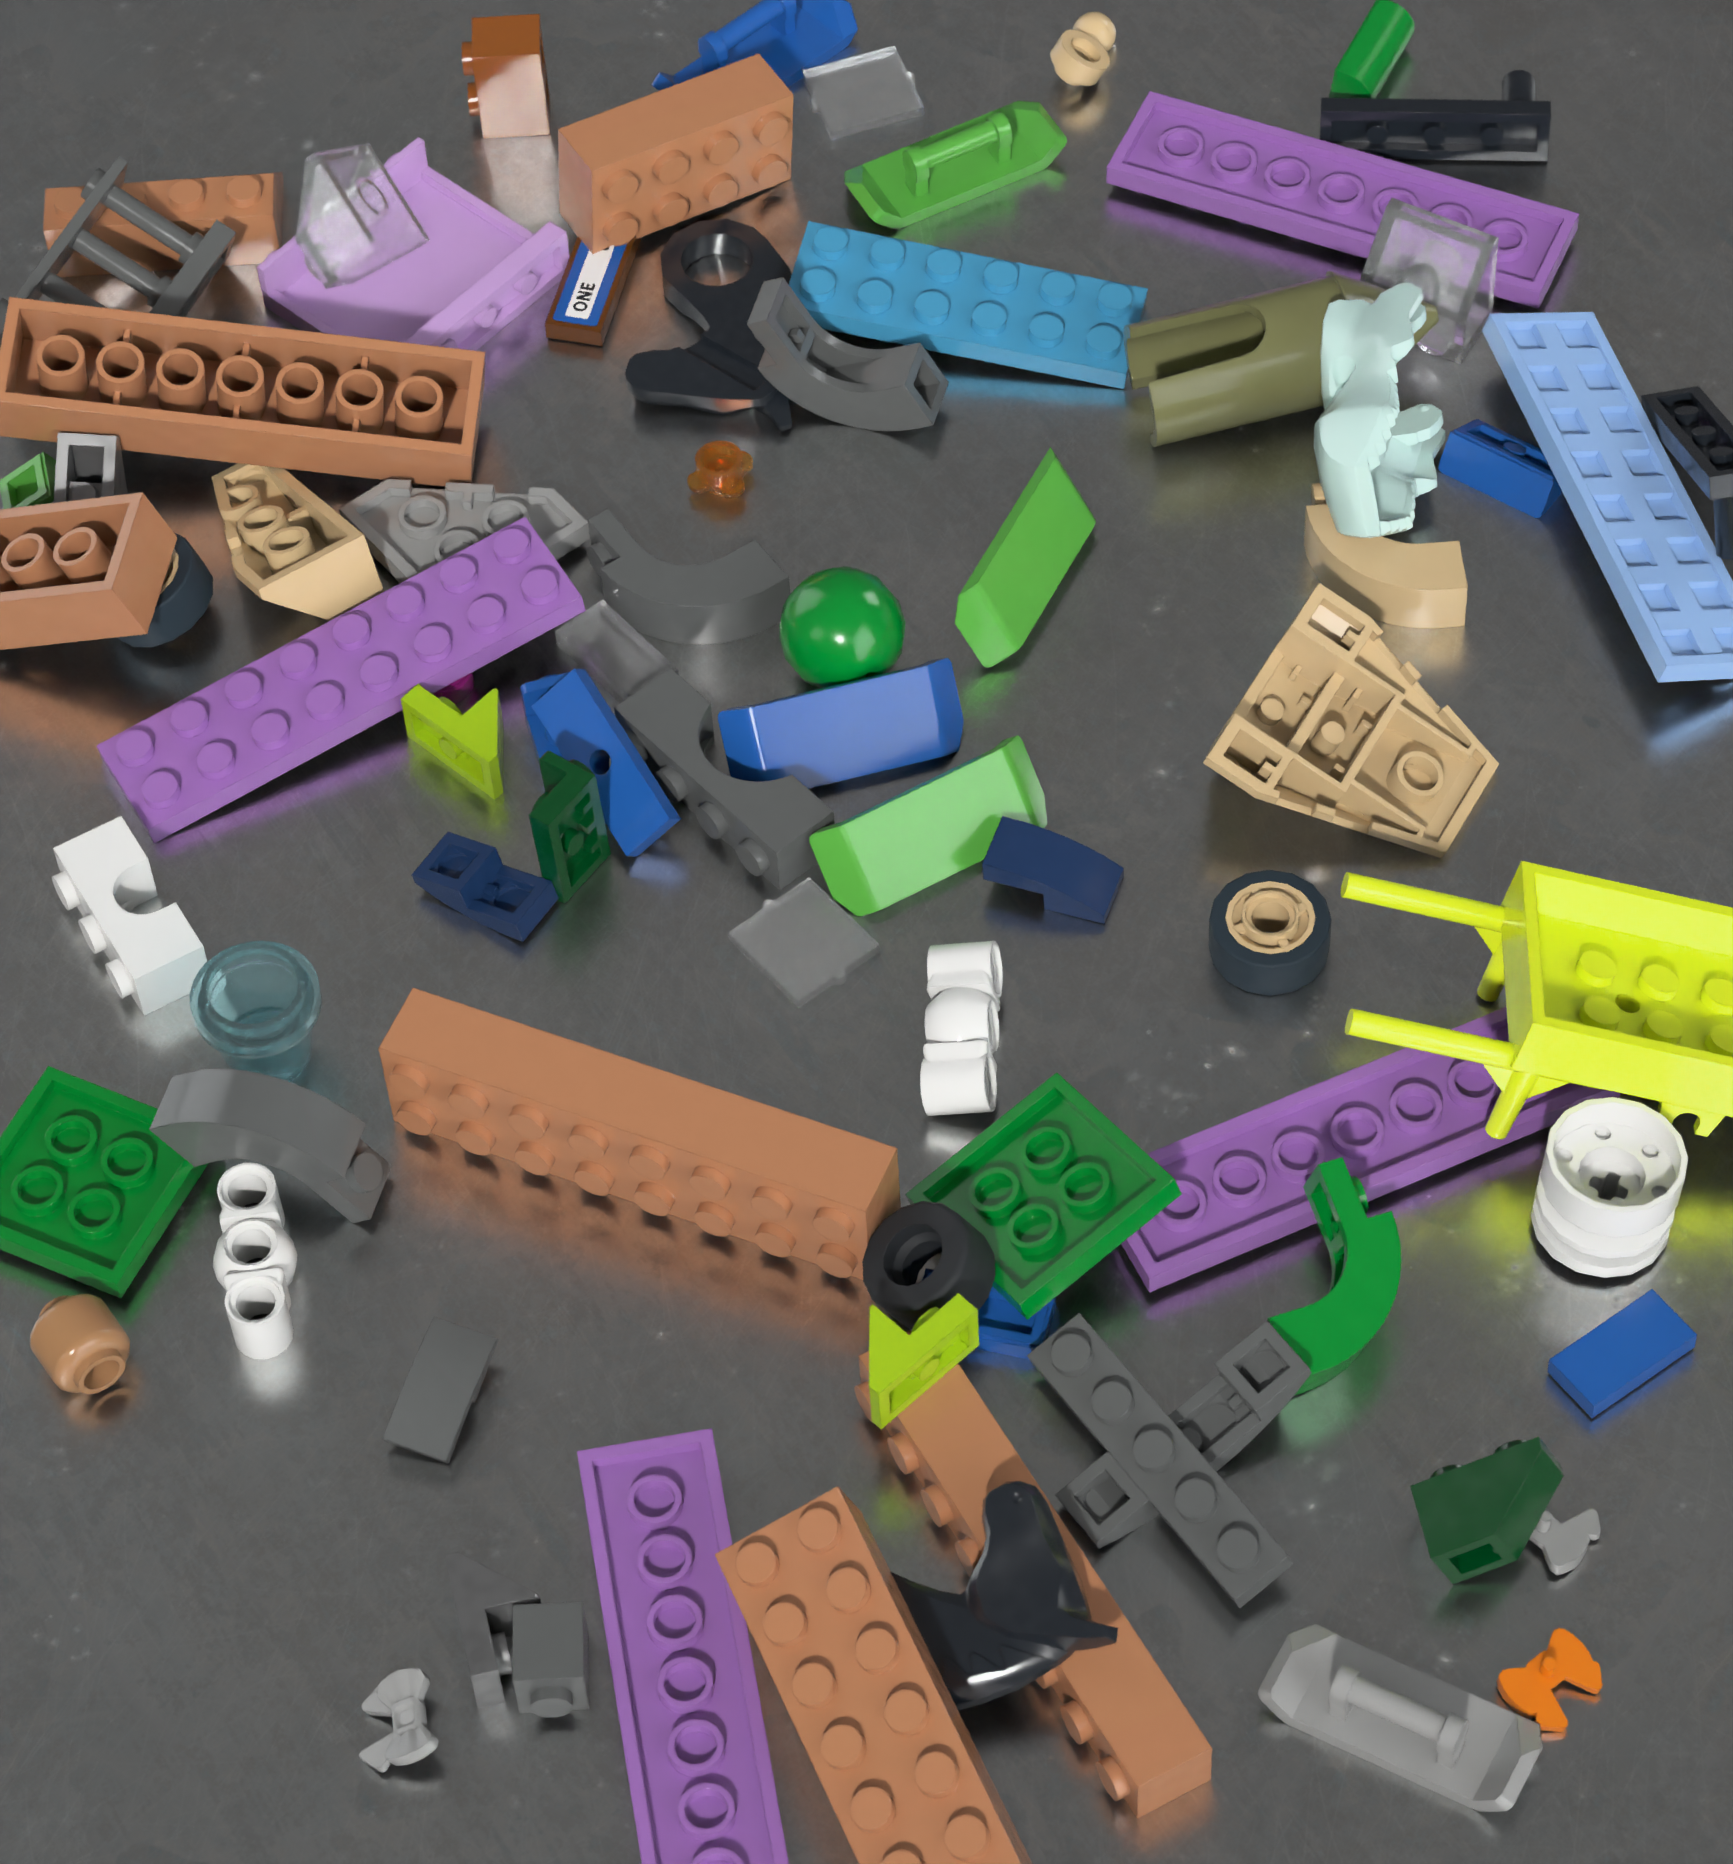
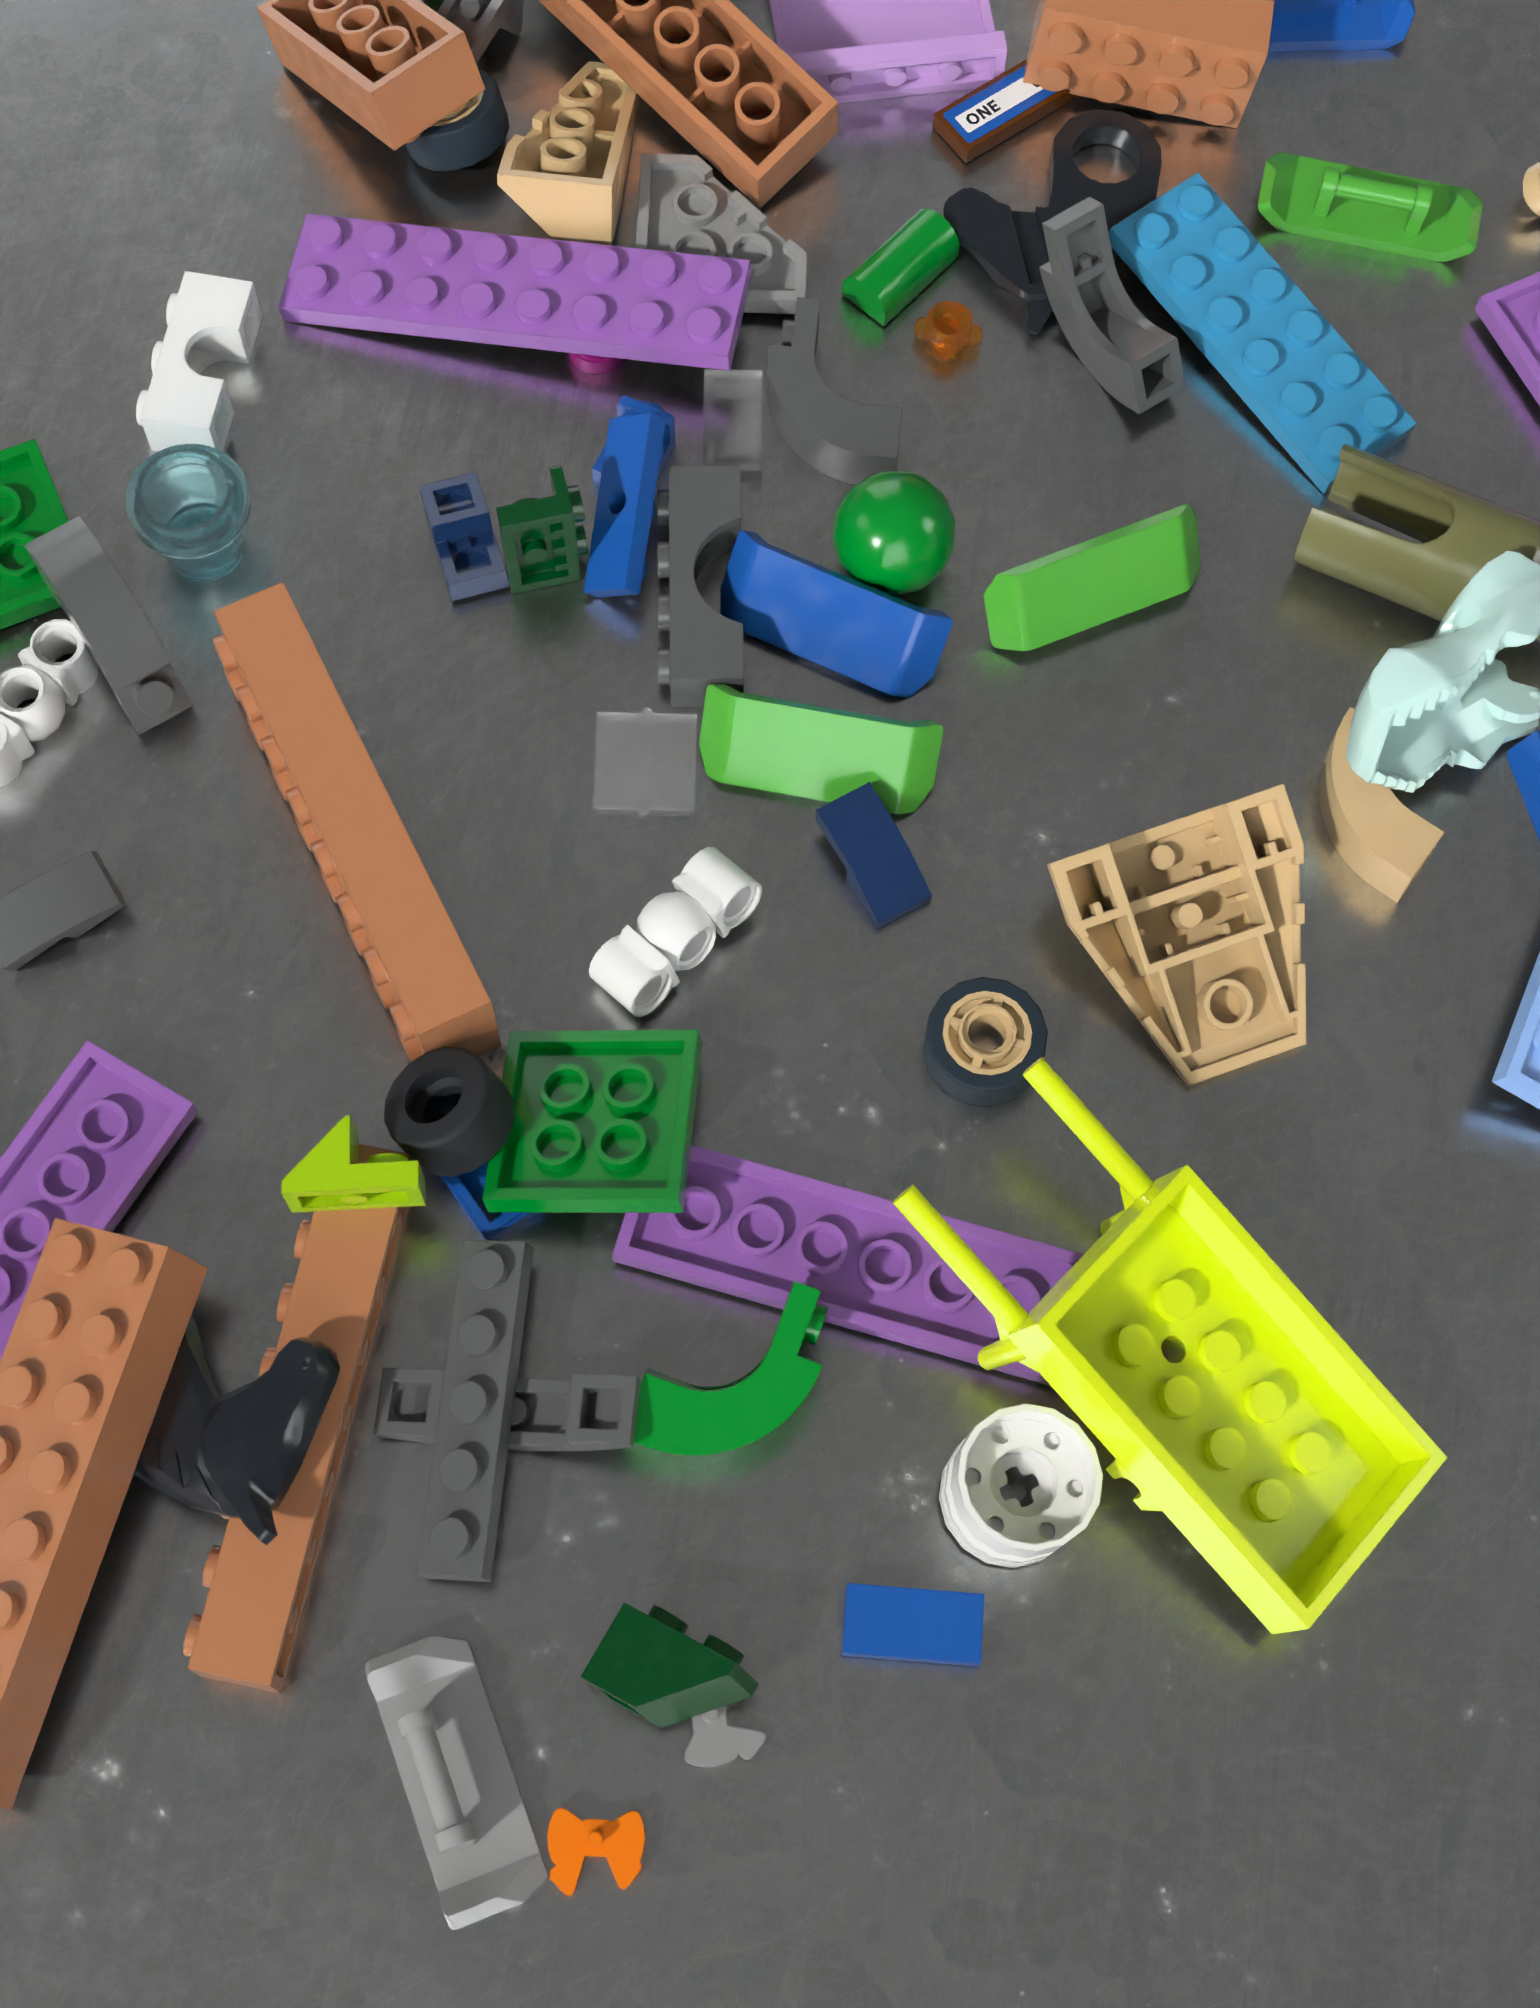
camera: 35 degrees right, 15 degrees up
(464, 742) = (562, 411): lime slope -> none
(634, 448) = (902, 266): none -> green brick
(863, 92) = (1359, 96): clear piece -> none

